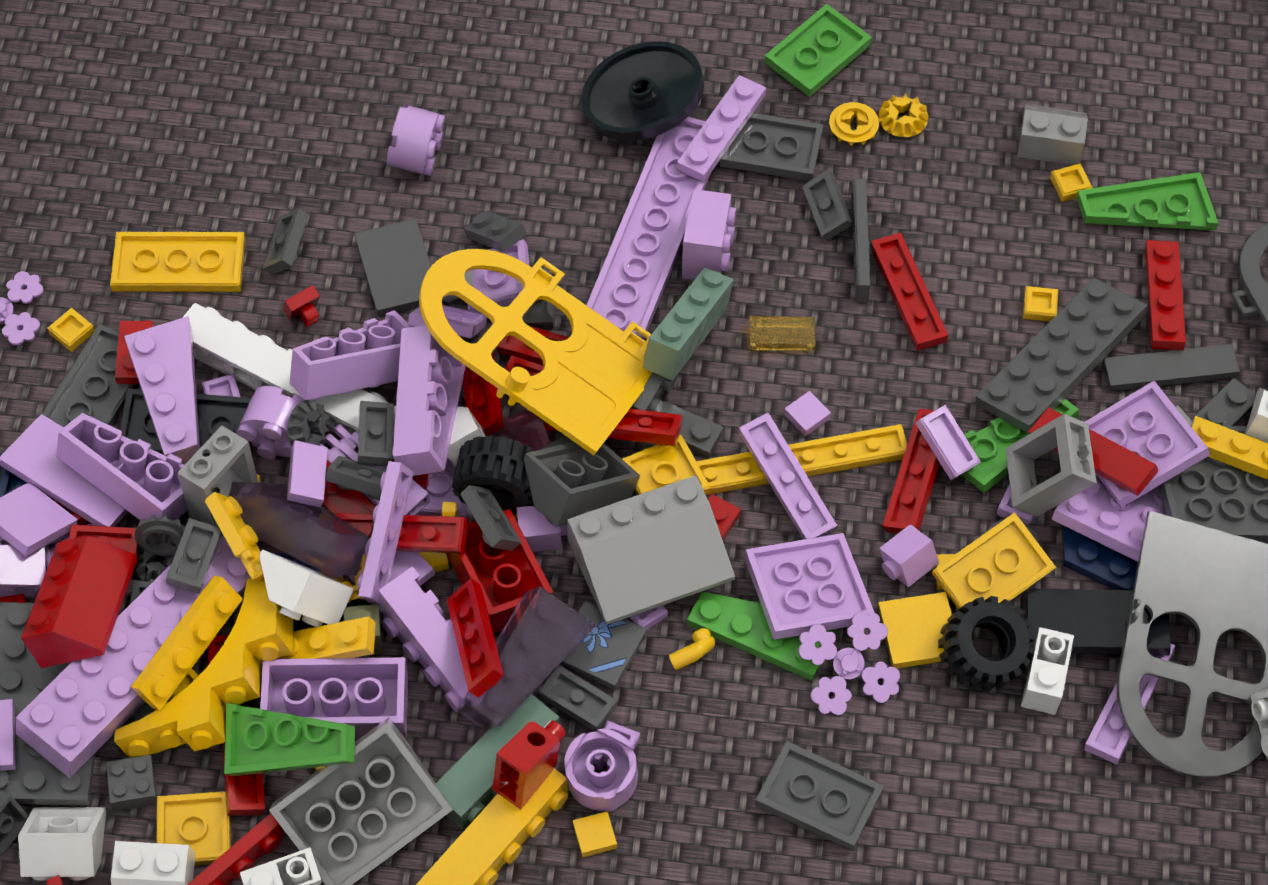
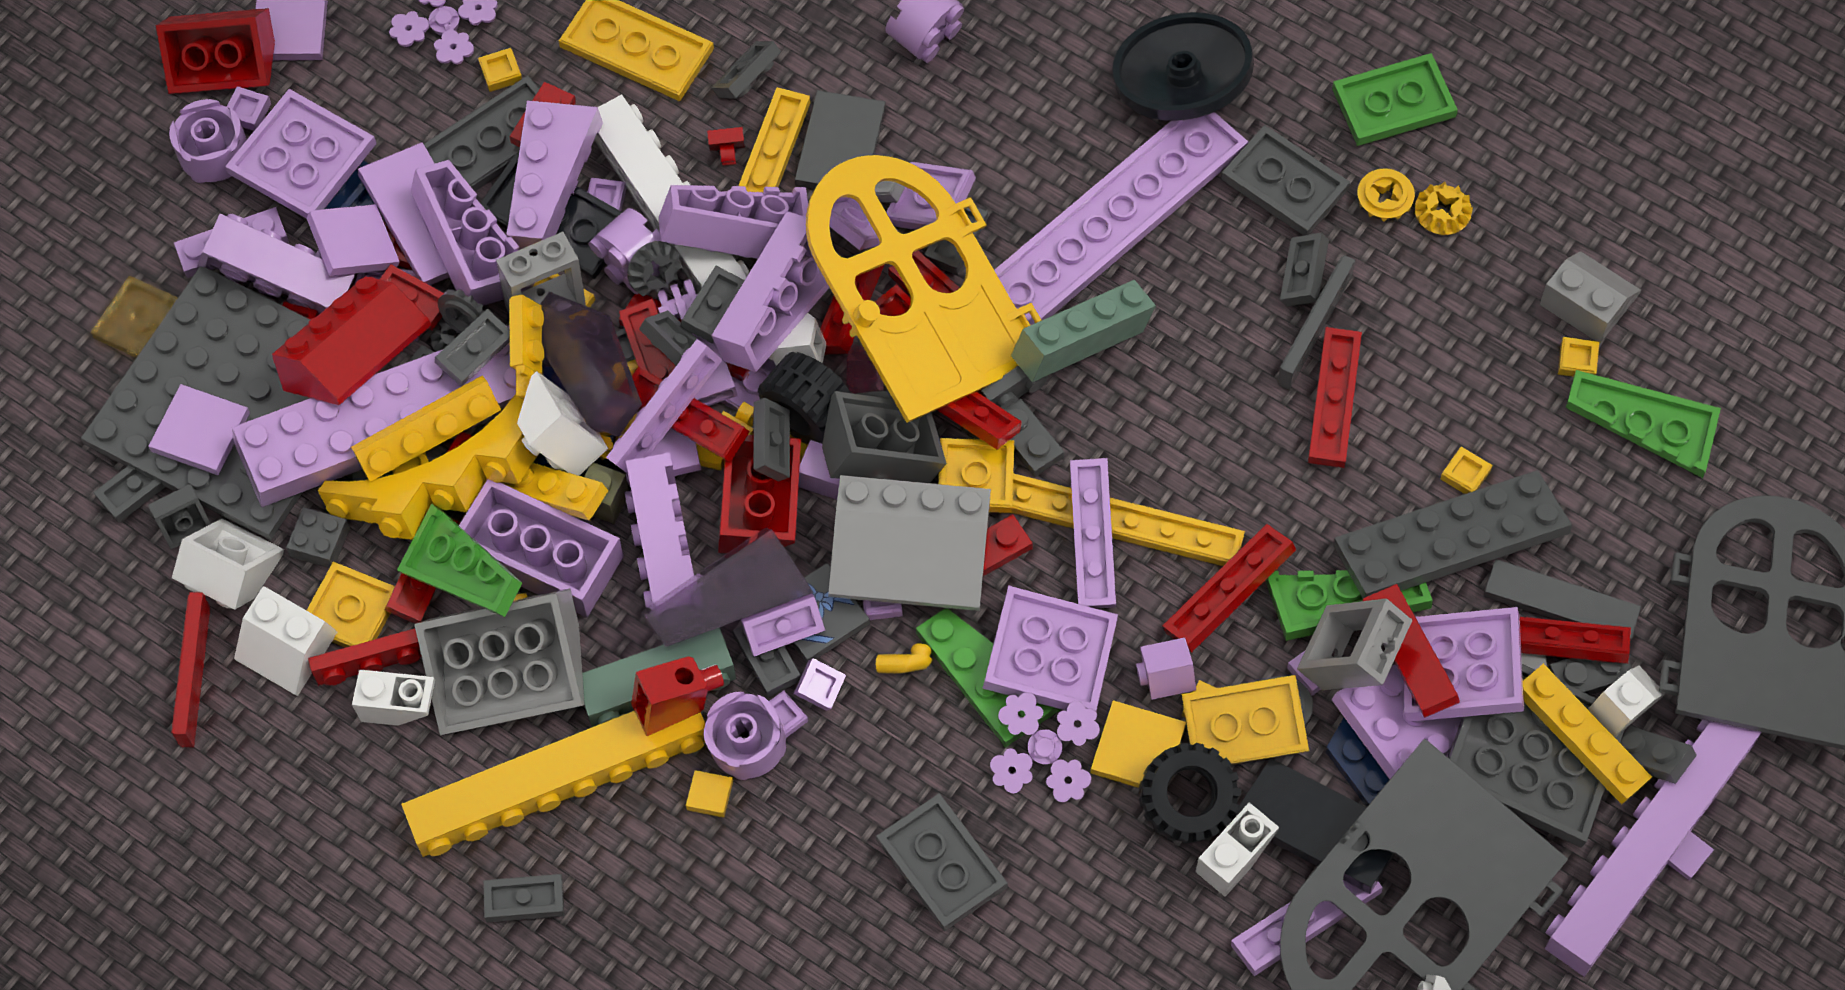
camera: 30 degrees right, 5 degrees up
(307, 473) = (625, 315): lavender tile -> none
(342, 286) = (775, 140): none -> yellow plate
(475, 638) = (686, 550): red plate -> none
(495, 231) = (952, 148): dark grey plate -> none
(582, 665) = (782, 624): none -> lavender plate
(636, 700) = (819, 684): none -> plate
(708, 233) = (1157, 247): lavender brick -> none
(721, 128) = (1240, 140): lavender plate -> none
(781, 333) = (1181, 382): clear yellow tile -> none
(807, 413) = (1157, 476): lavender tile -> none
(948, 442) = (1271, 572): lavender tile -> none
(1164, 295) = (1601, 522): red plate -> none
(1208, 387) = (1575, 640): none -> red tile

